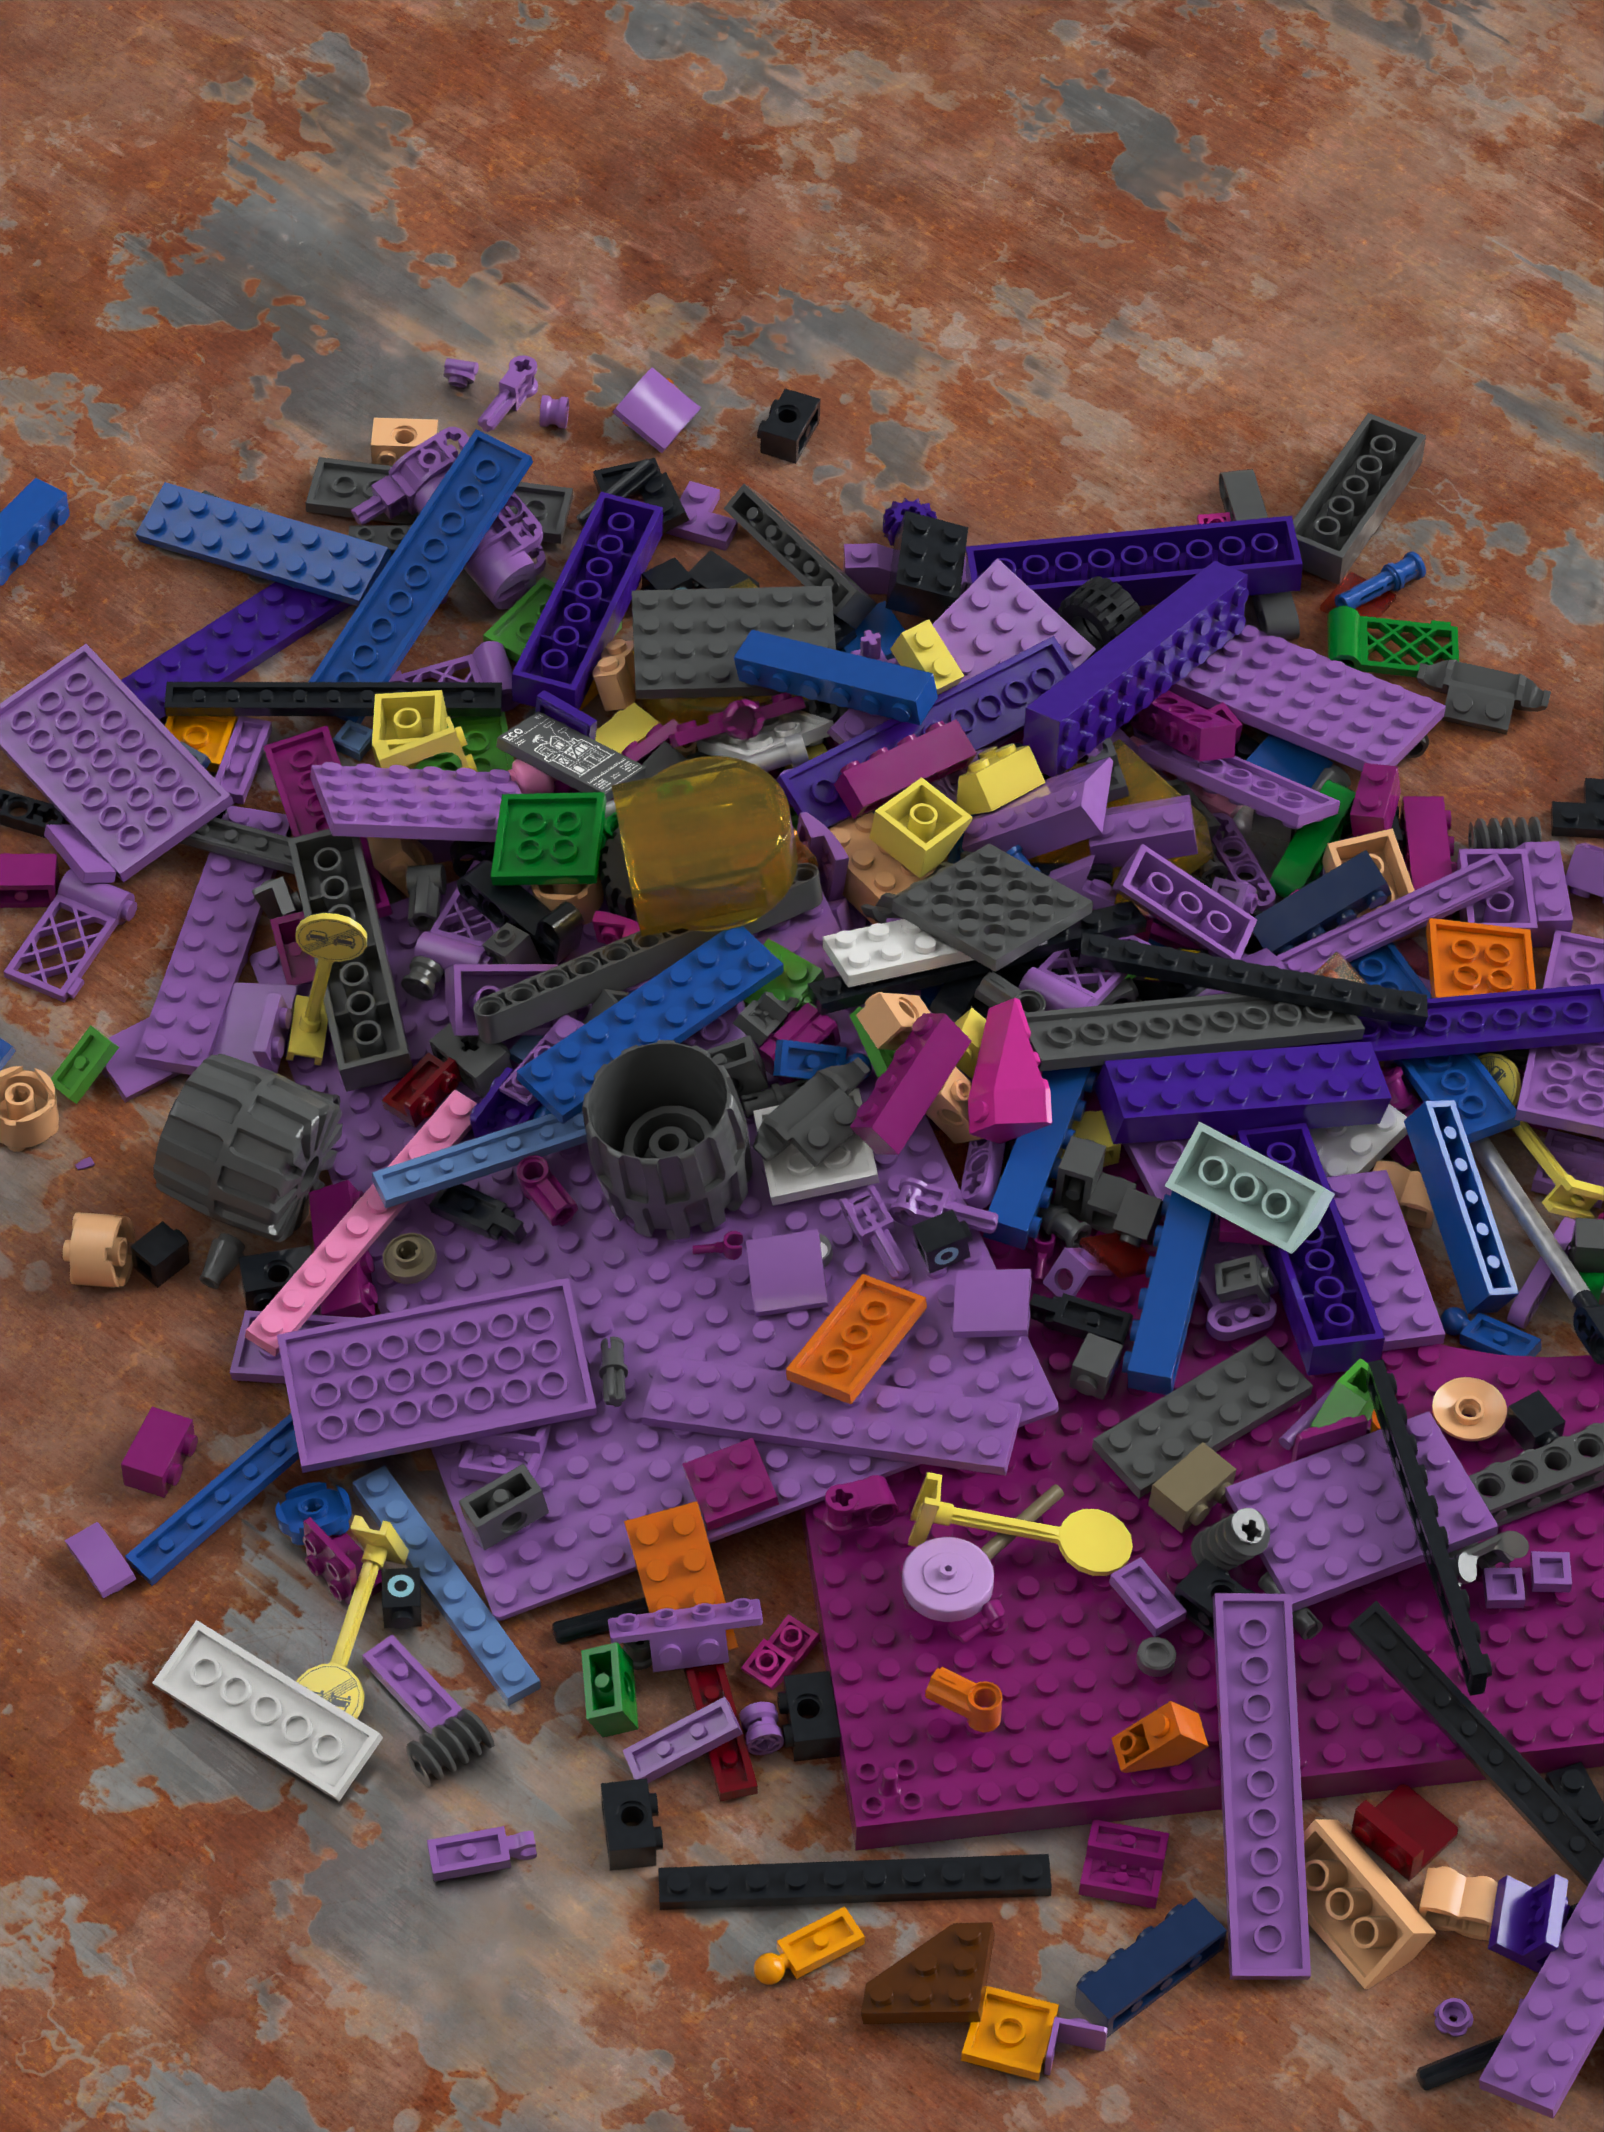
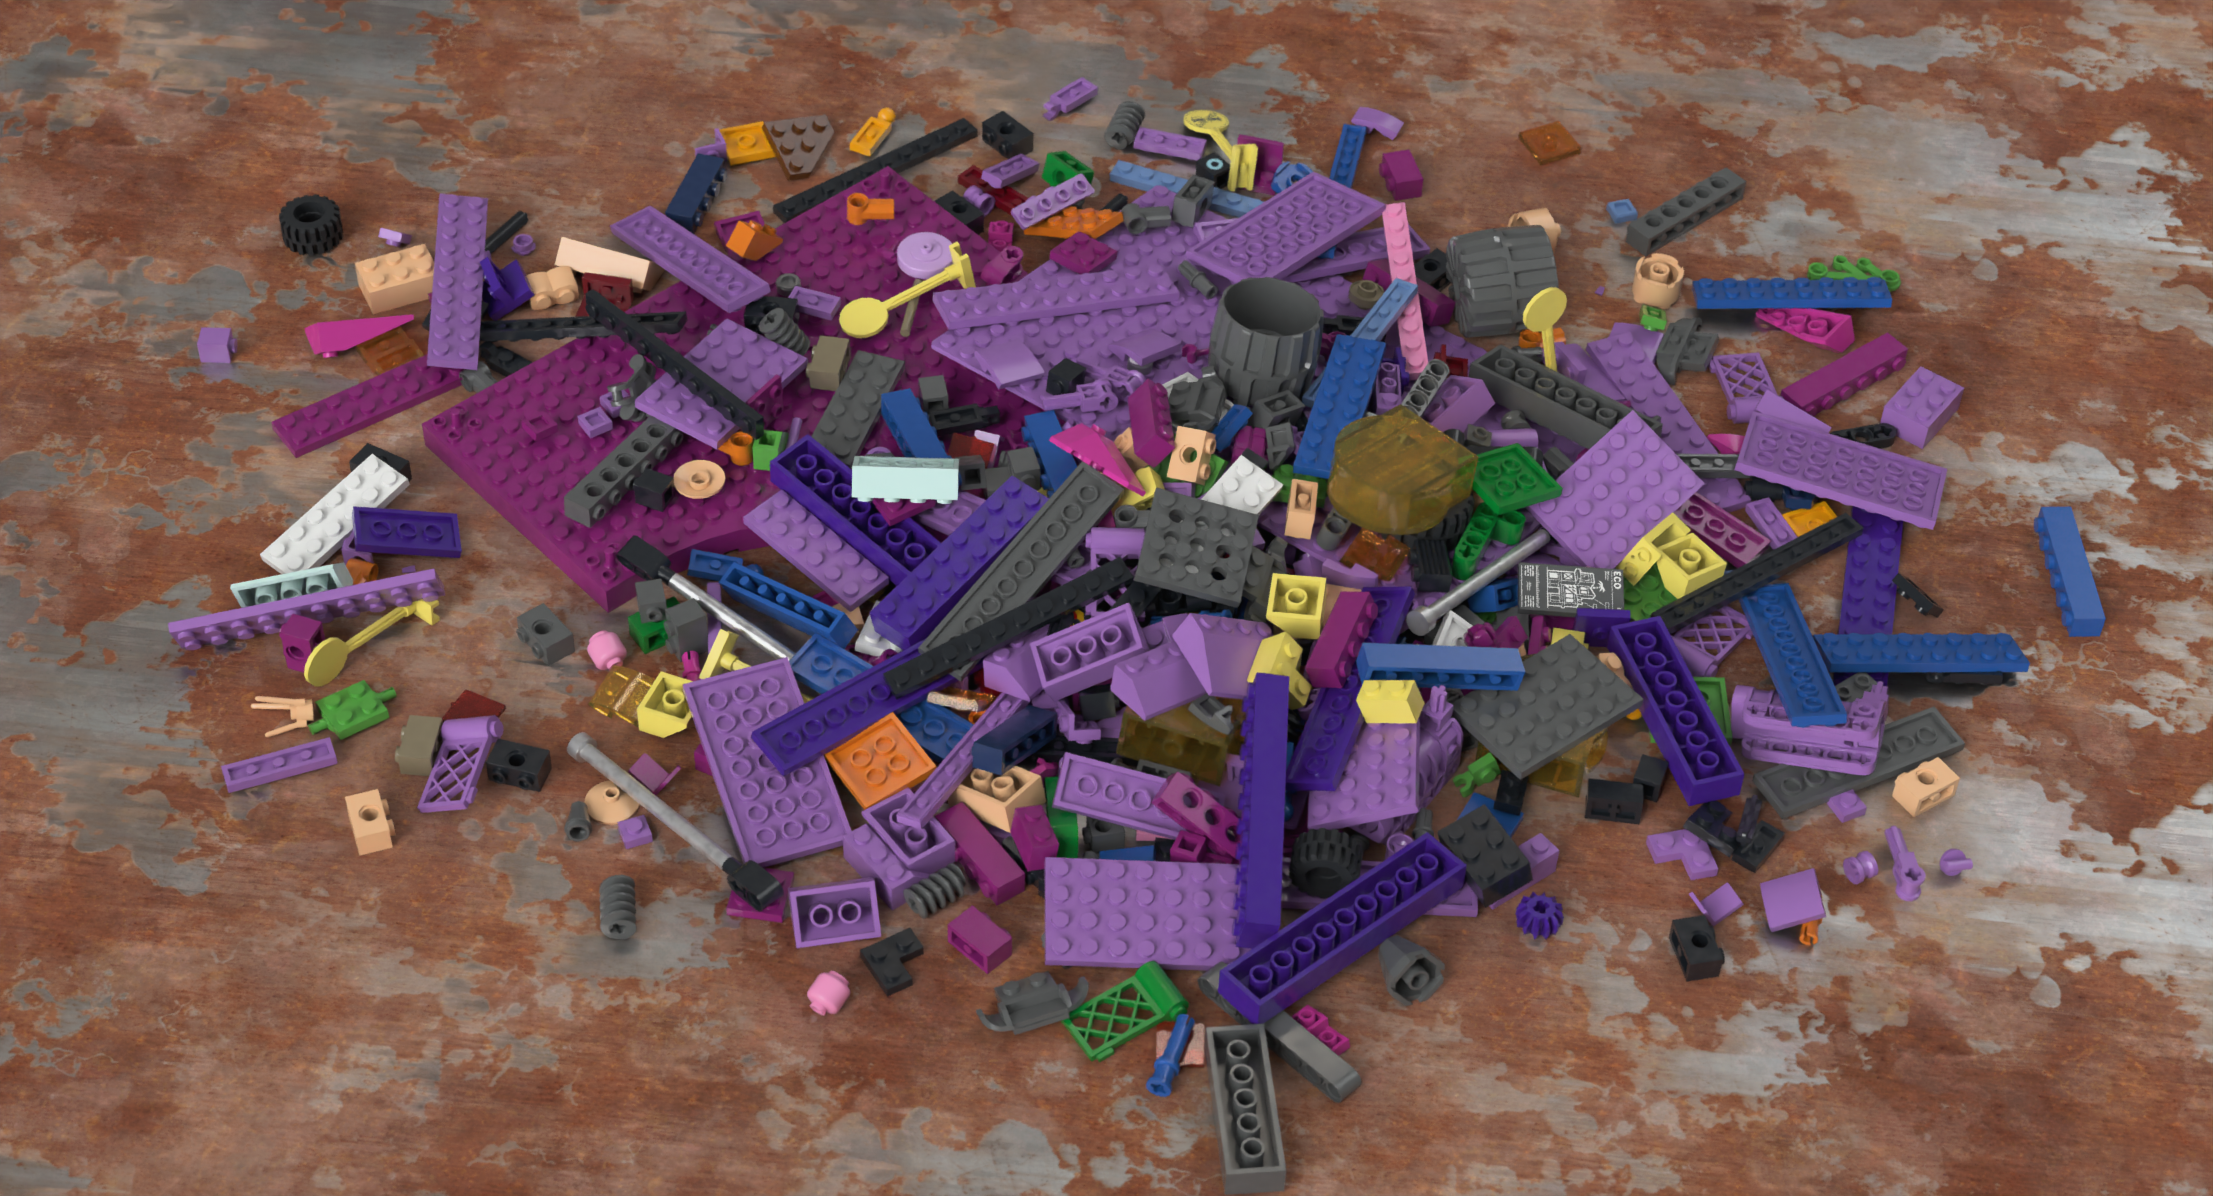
camera: 145 degrees right, 5 degrees down
(77, 1006) = (1685, 348): none -> dark grey plate
(172, 872) = (1727, 442): none -> dark pink slope
(181, 613) = (1909, 589): none -> black plate
(267, 1710) = (1228, 100): white plate -> none
(598, 1517) = (1139, 219): none -> dark grey piece
(729, 453) = (1718, 904): none -> medium lavender bracket
(799, 554) = (1596, 827): dark grey brick -> none
(817, 915) = (1301, 509): none -> light nougat brick
(856, 1338) = (1070, 317): orange plate -> none
(1090, 516) = (1409, 970): none -> dark grey cone
(1489, 776) = (980, 939): none -> magenta brick

